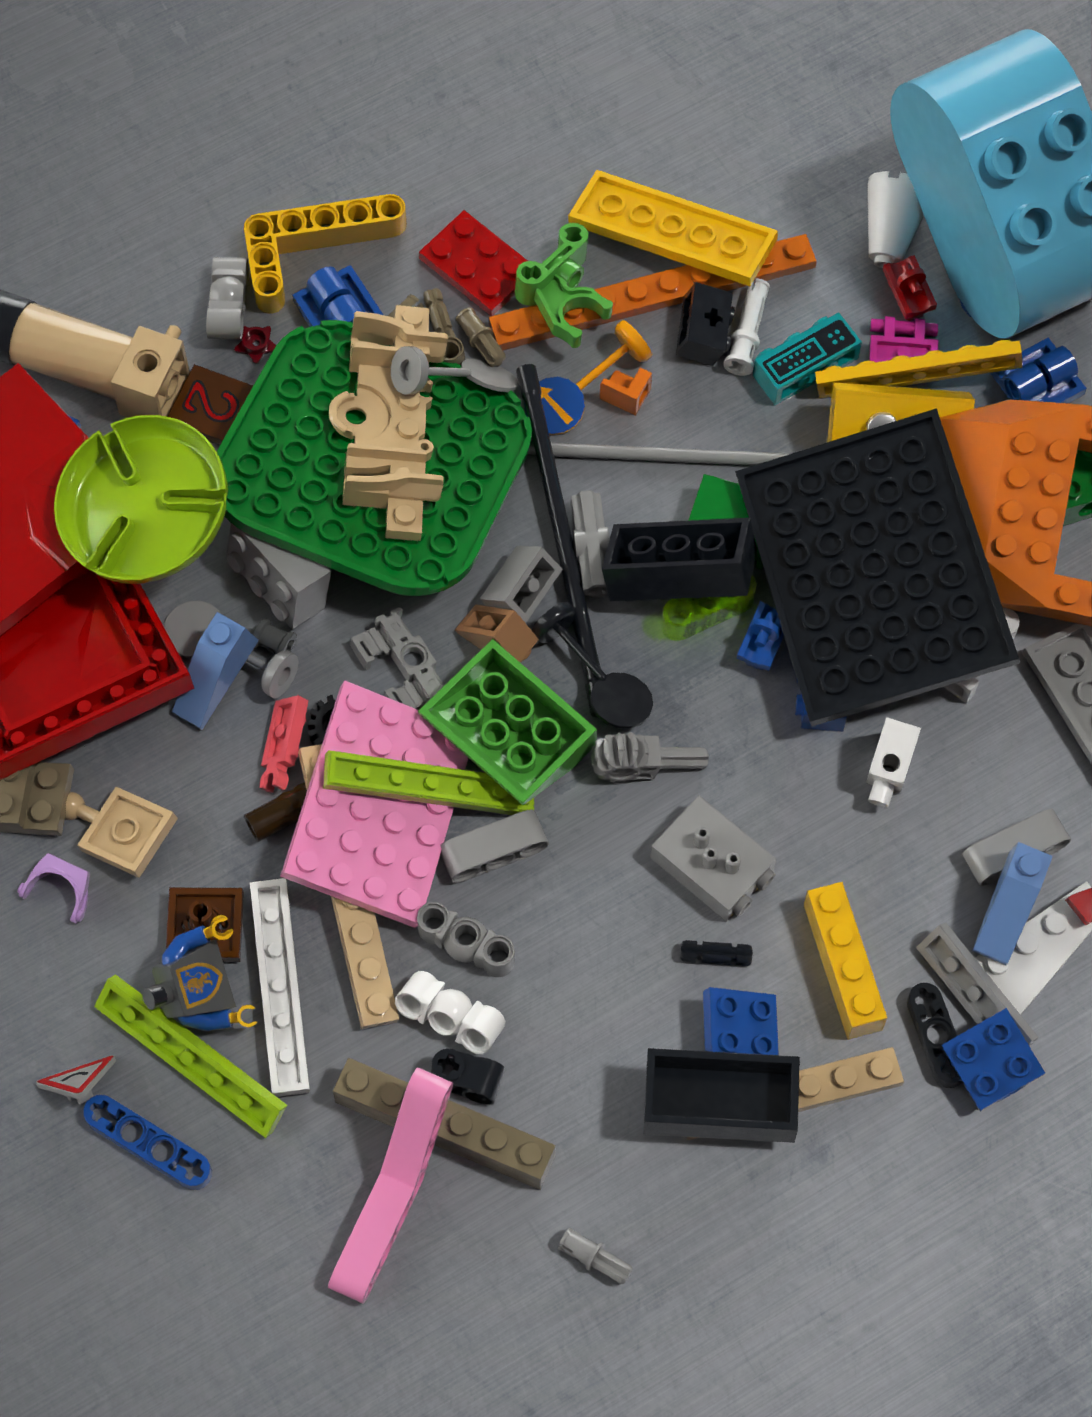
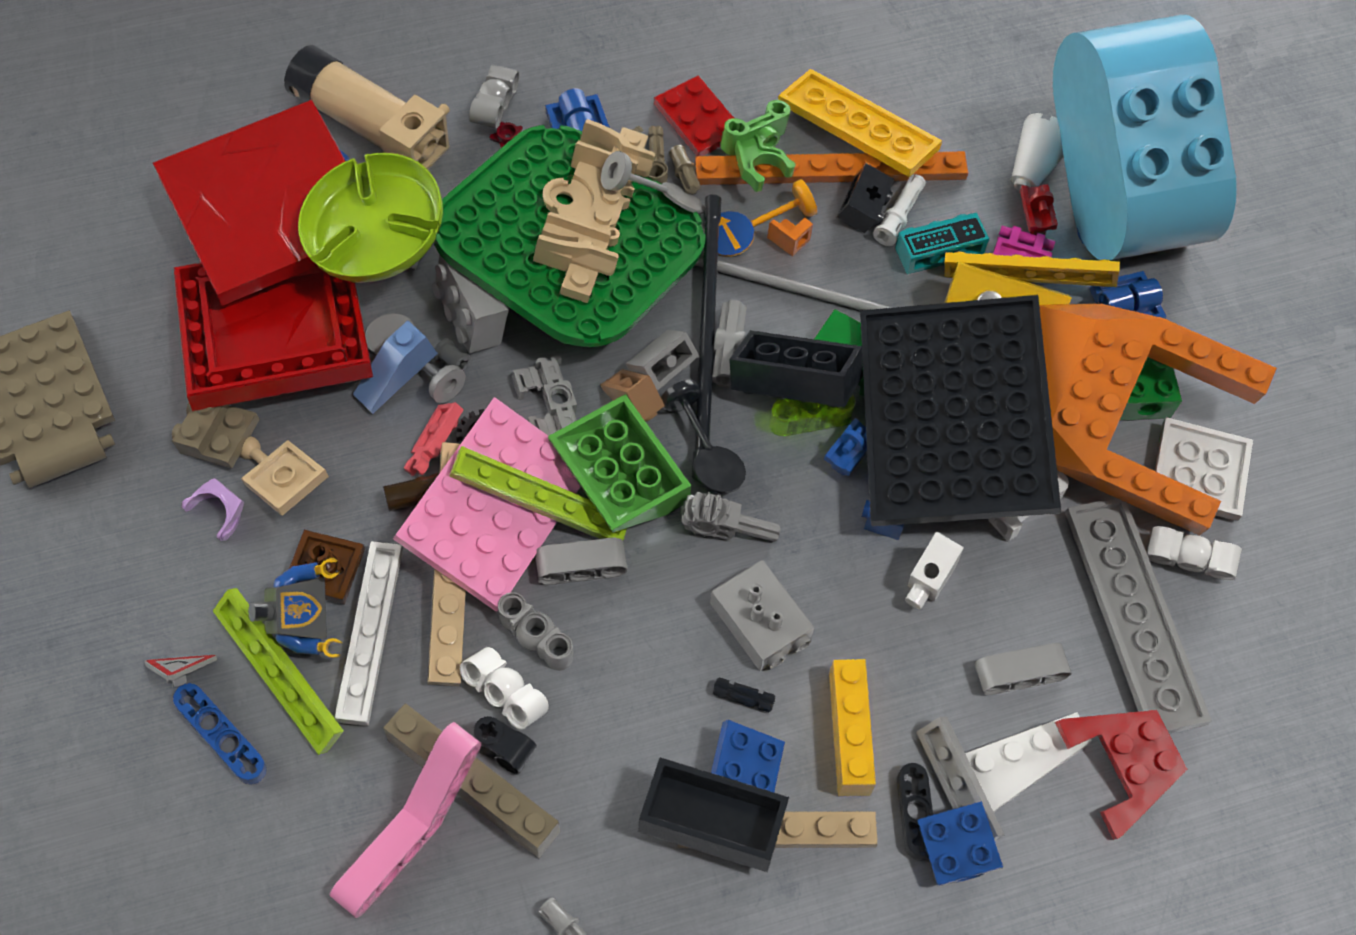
camera: 10 degrees right, 5 degrees down
(210, 402) = (453, 165): reddish brown tile -> none
(313, 236) = (577, 62): yellow beam -> none
(1012, 902) = (1008, 712): medium blue slope -> none

